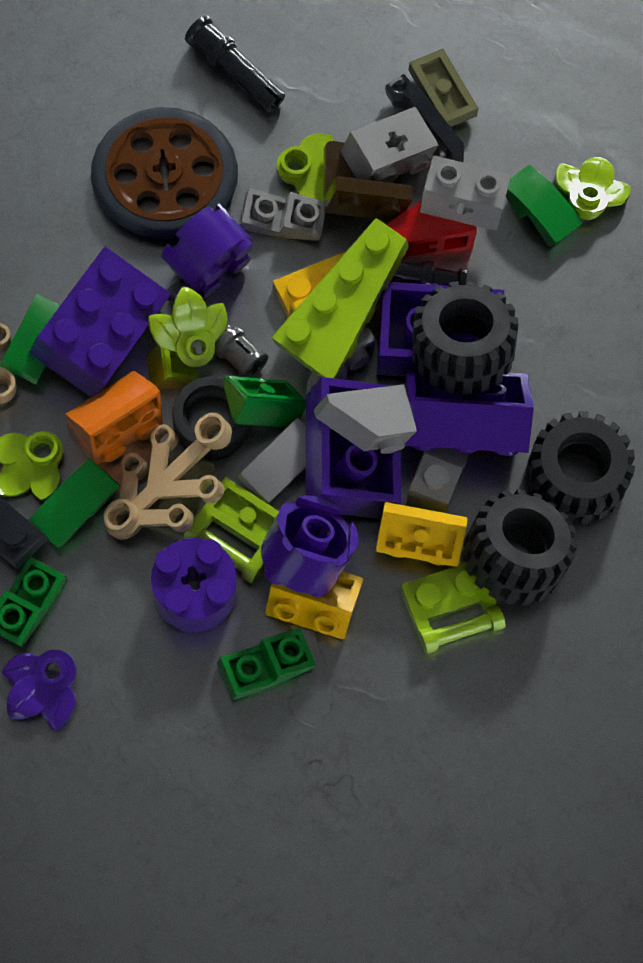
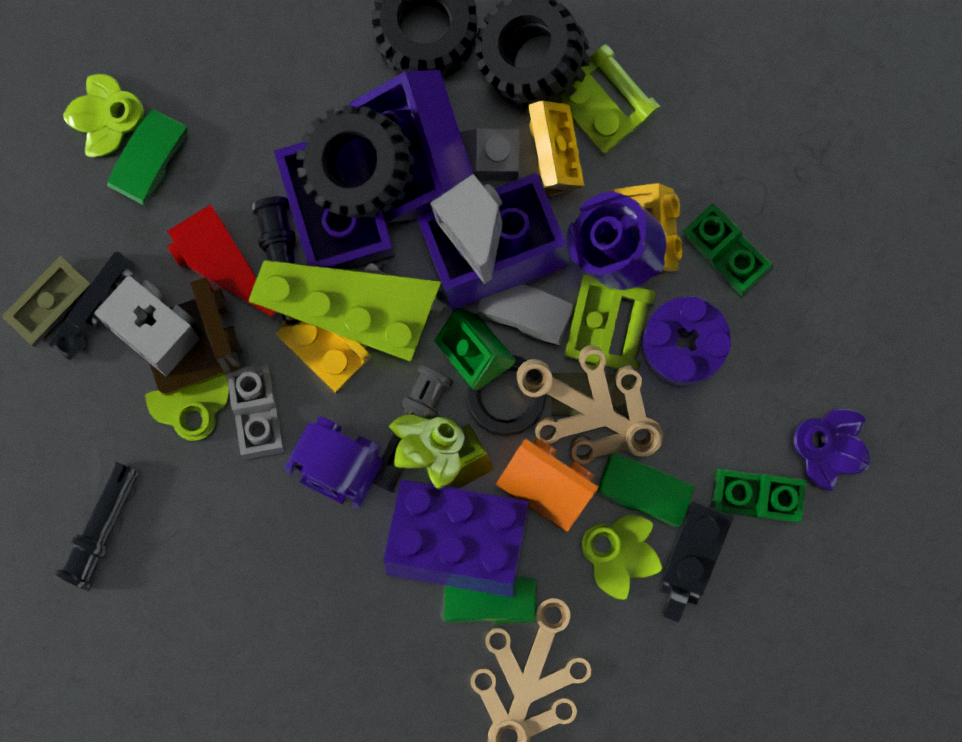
camera: 105 degrees left, 15 degrees up
(159, 126) = (301, 581): reddish brown wedge -> none
(464, 193) = (182, 223): light grey brick -> none

